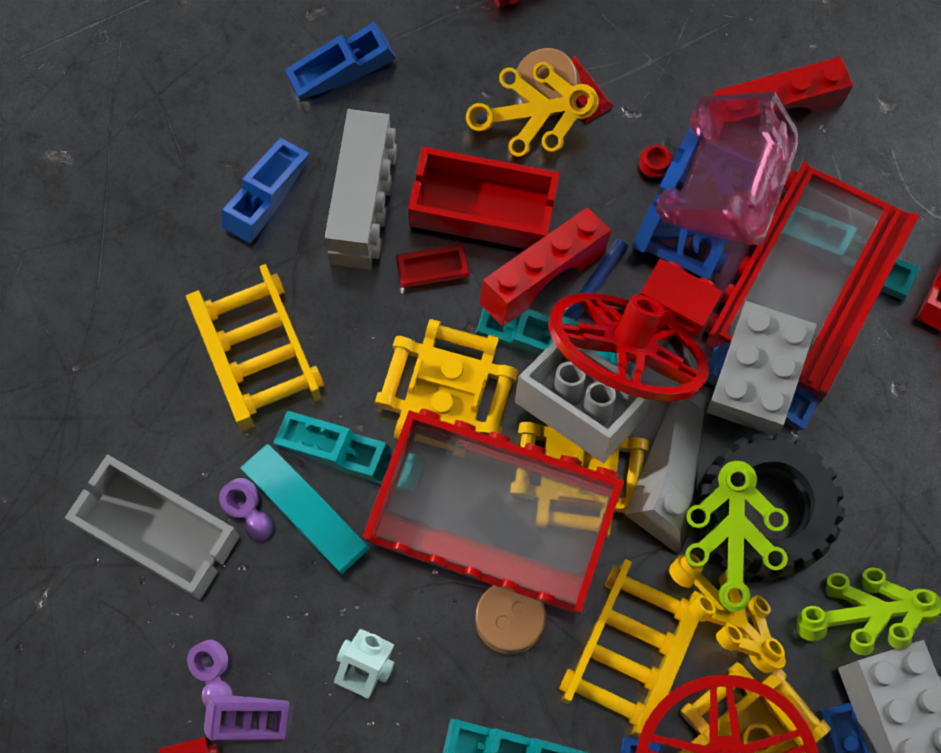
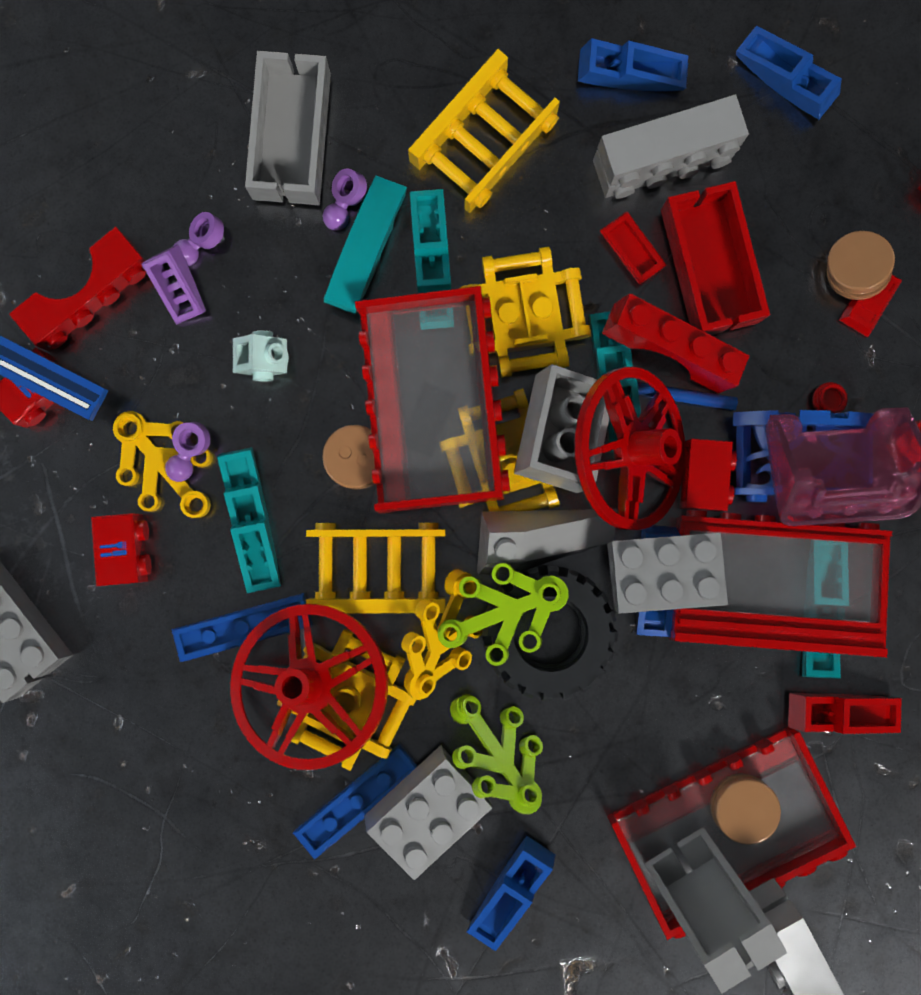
camera: 65 degrees right, 15 degrees up
(538, 109) = (827, 268): yellow plant -> none

